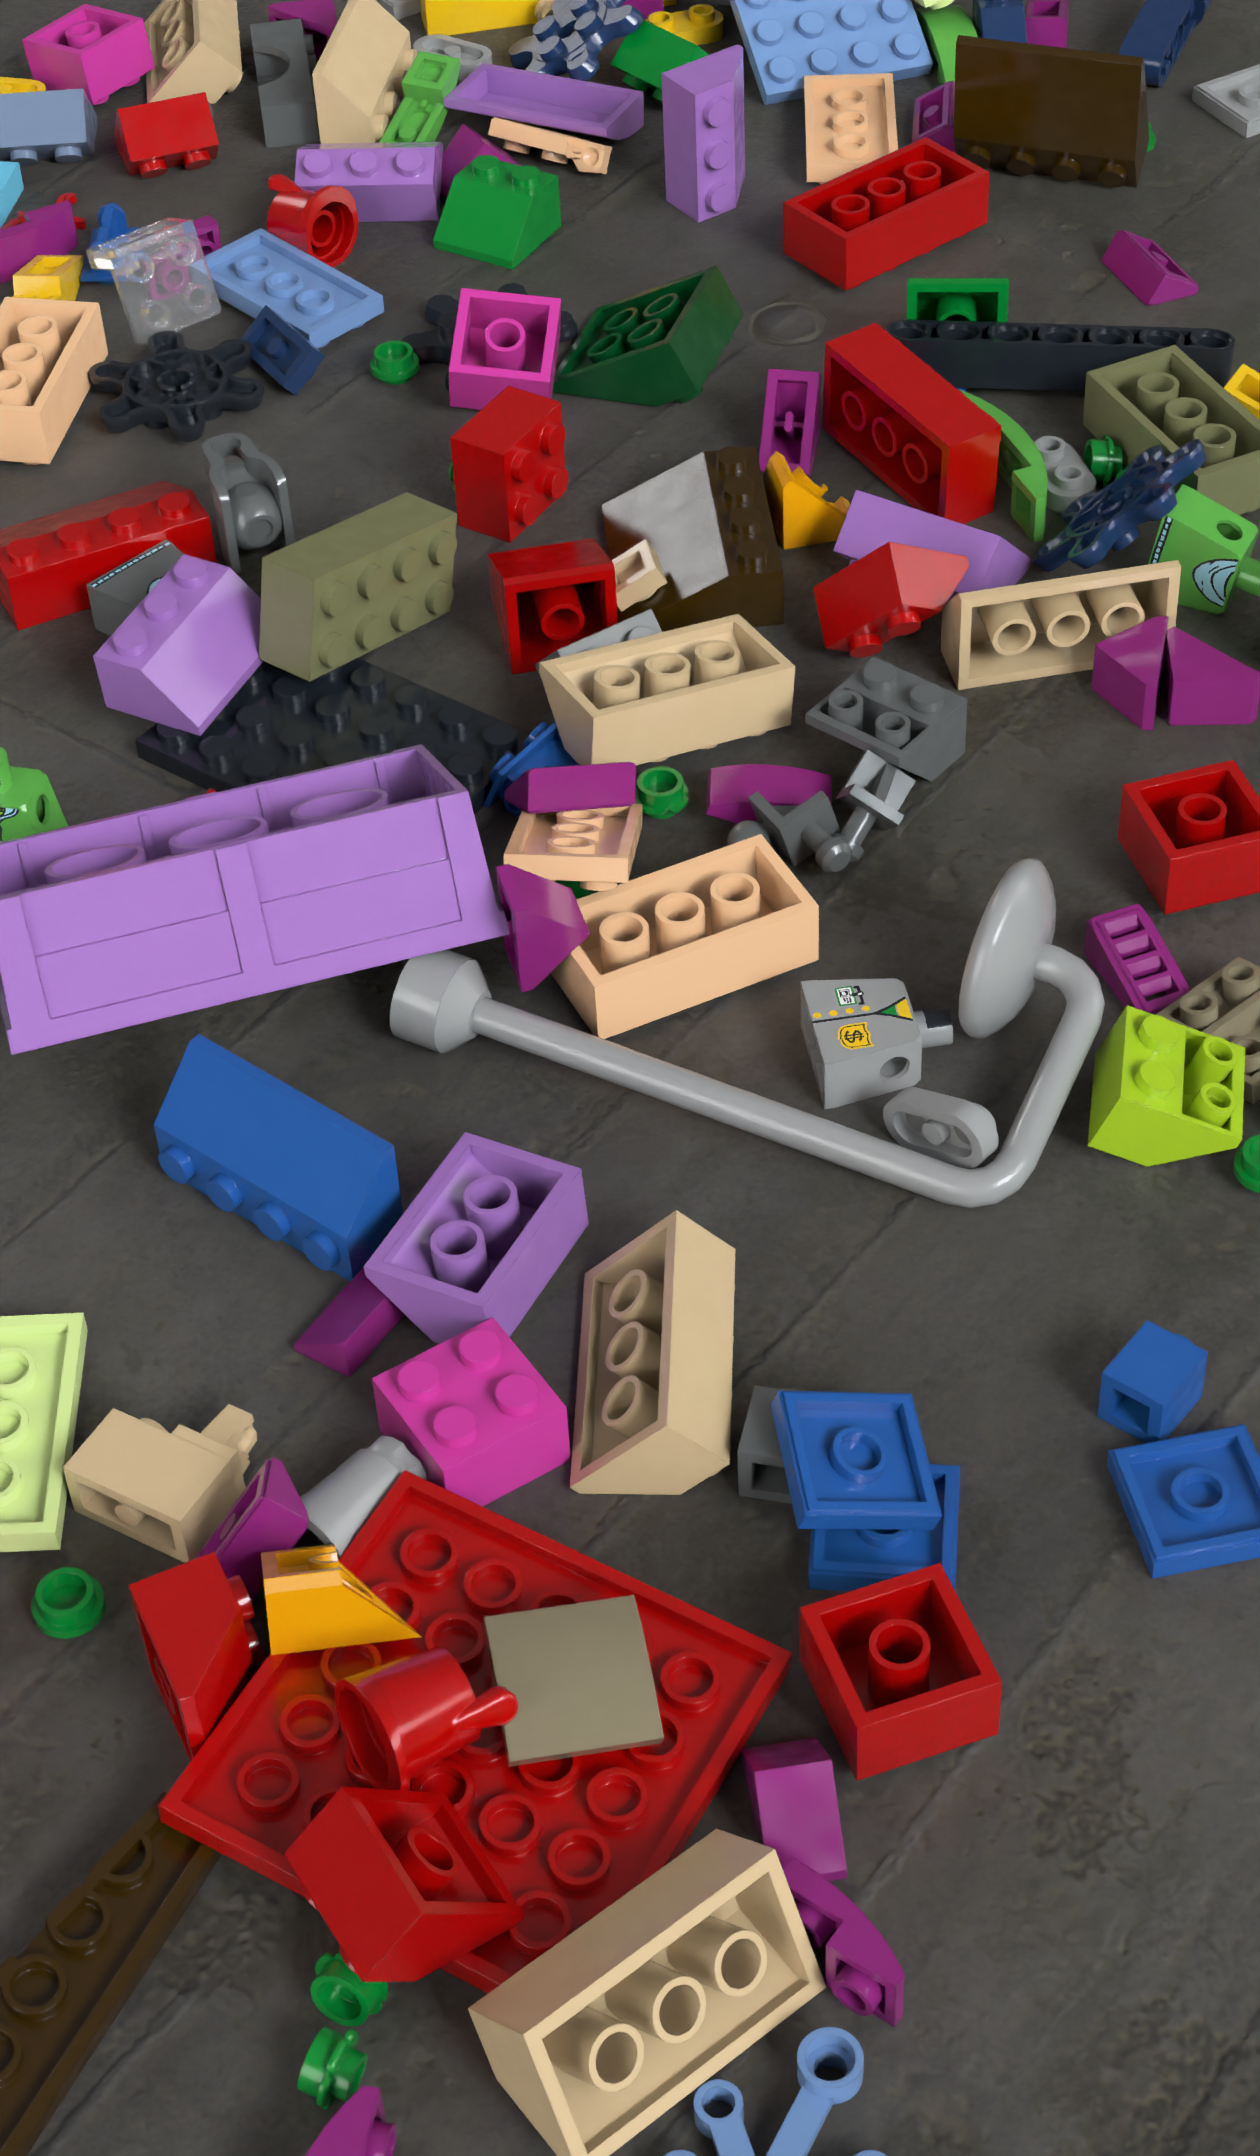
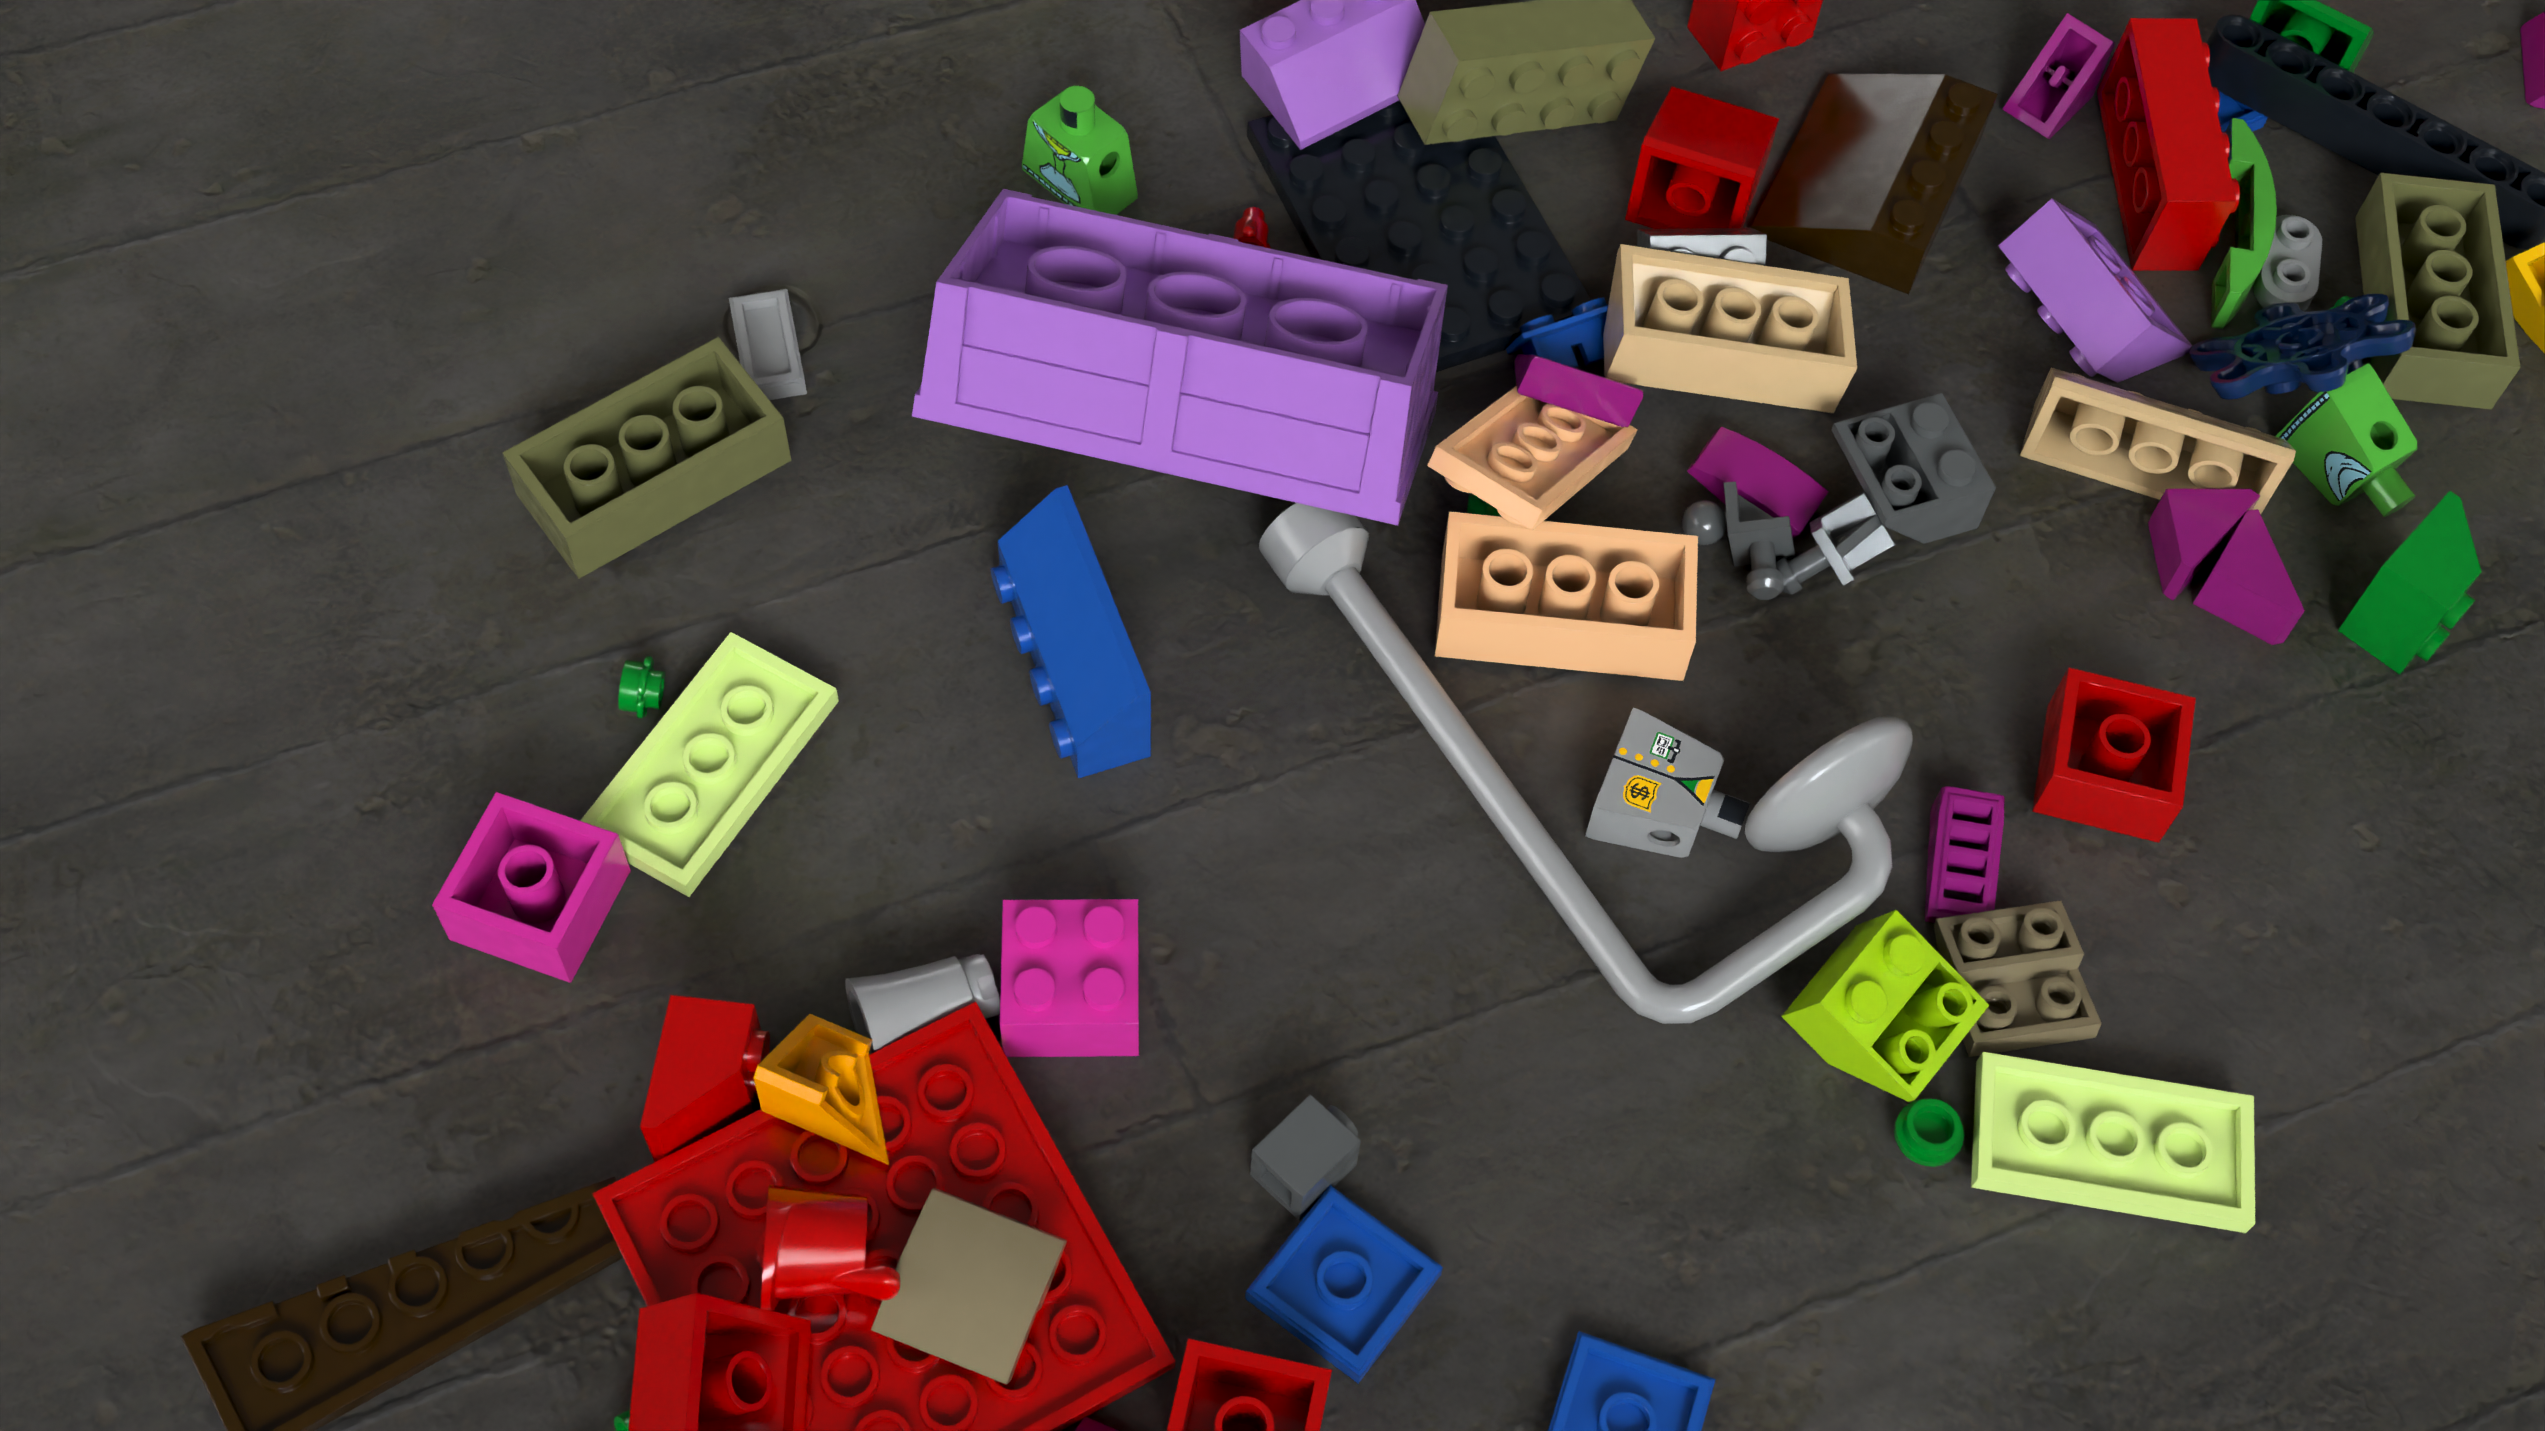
camera: 25 degrees right, 15 degrees up
(67, 1603) = (661, 953): green plate -> none
(161, 1483) = (800, 887): tan hinge -> none
(261, 1520) = (820, 985): magenta slope -> none
(350, 1327) = (1062, 815): magenta slope -> none
(480, 1238) = (1186, 812): medium lavender slope -> none
(541, 924) = (1430, 526): magenta slope -> none
(637, 574) = (1791, 178): tan plate -> none
(655, 1364) = (1258, 1014): tan slope -> none
(661, 792) = (1664, 414): green plate -> none
(797, 506) = (2007, 180): light orange slope -> none
(855, 1460) = (1343, 1219): blue tile -> none
(885, 596) = (2002, 333): red slope -> none
(941, 1126) = (1658, 927): light grey plate -> none
(1103, 459) = (2341, 271): green plate -> none
(1152, 1383) = (1661, 1292): blue brick -> none

